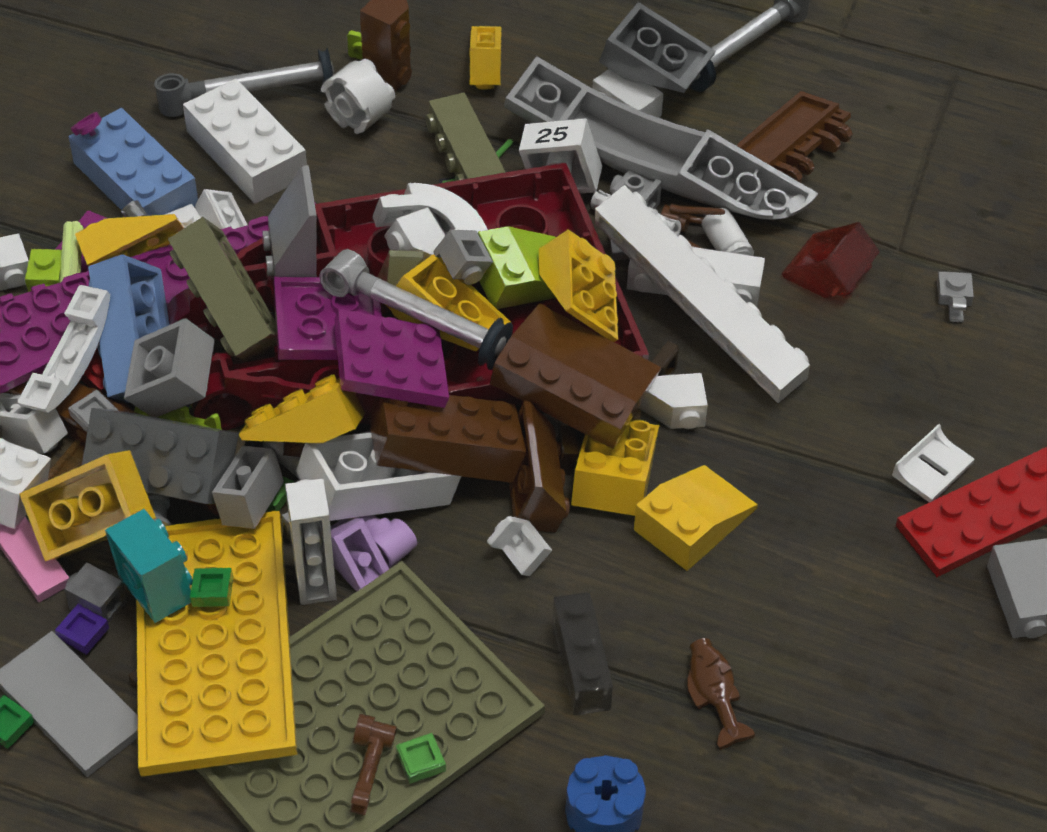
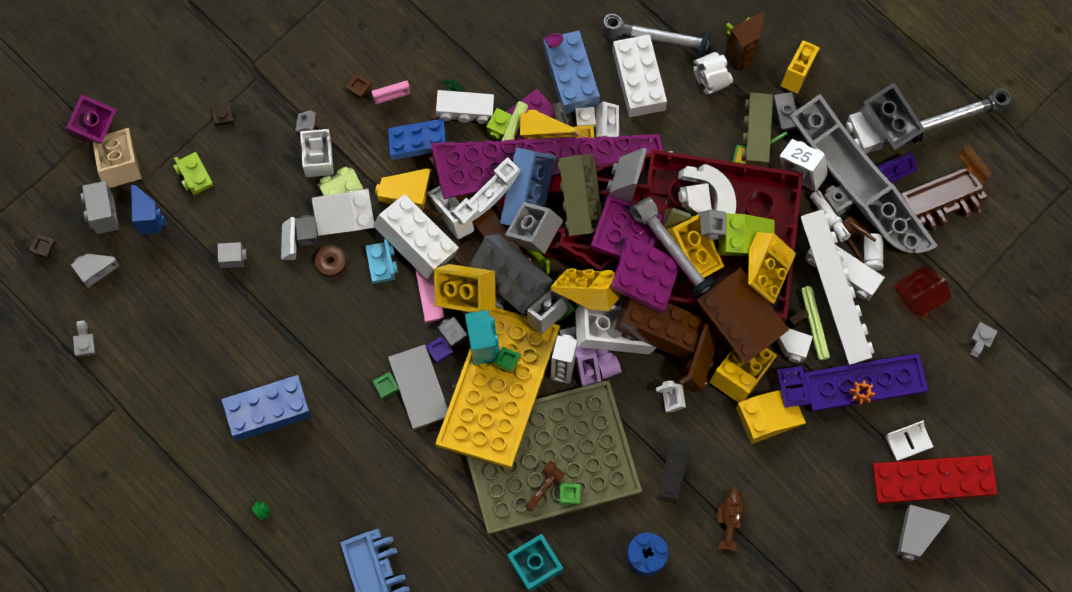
camera: 25 degrees right, 20 degrees up
(81, 410) = (489, 227): light grey tile -> none
(494, 117) = (785, 107): none -> light grey plate
(694, 364) = (815, 323): none -> yellowish green axle
(706, 116) = (899, 167): none -> dark purple plate
(718, 470) = (795, 396): none -> dark purple piece
(798, 78) = (975, 164): none -> clear orange tile
(816, 413) = (889, 378): none -> dark purple plate
(823, 418) = (862, 387): none -> orange gear

